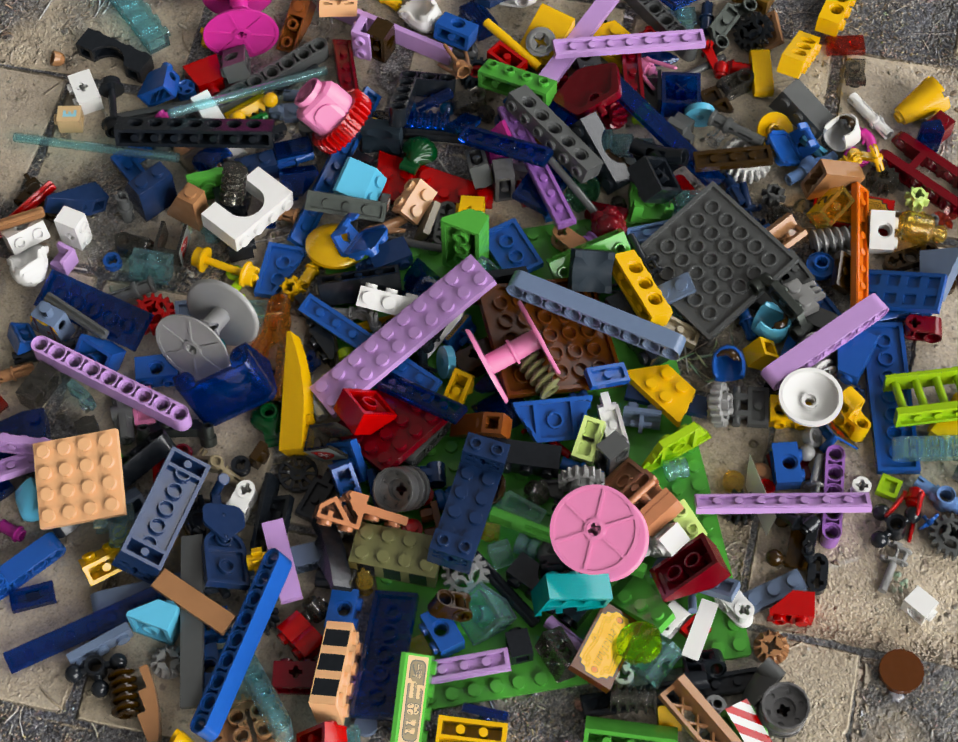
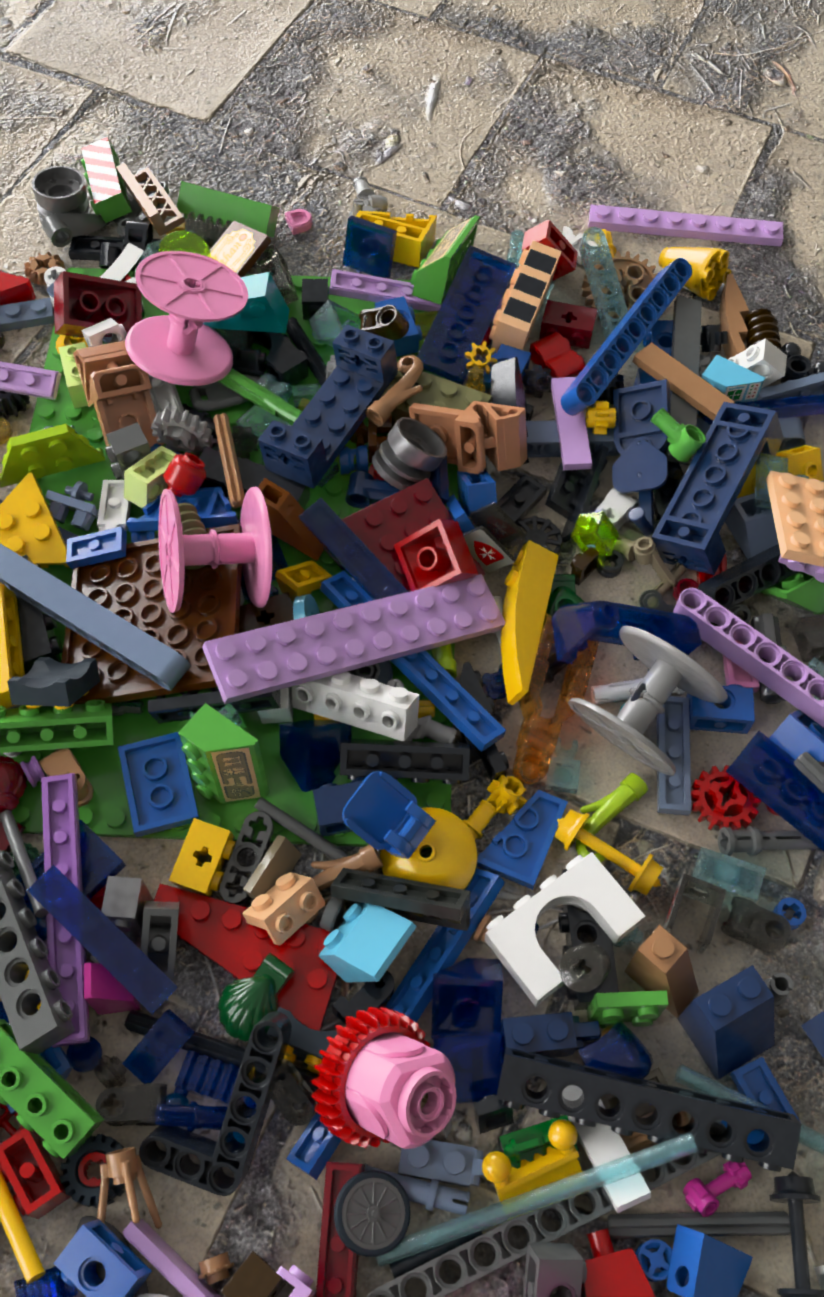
camera: 170 degrees left, 0 degrees up
(133, 645) = (764, 360): none -> white brick
(164, 689) = (712, 338): none -> black gear
(195, 537) = (683, 439): none -> bright green pin
(253, 469) = (595, 531): none -> clear neon green brick
(333, 71) = (372, 1213): none -> dark grey wheel
(363, 599) = (483, 351): none -> yellow gear
(404, 51) = (215, 1268): none -> medium nougat plate
(419, 534) = (381, 409): none -> medium nougat plant
(535, 455) = (229, 460): none -> medium nougat axle
(562, 432) = (185, 474): none -> red head

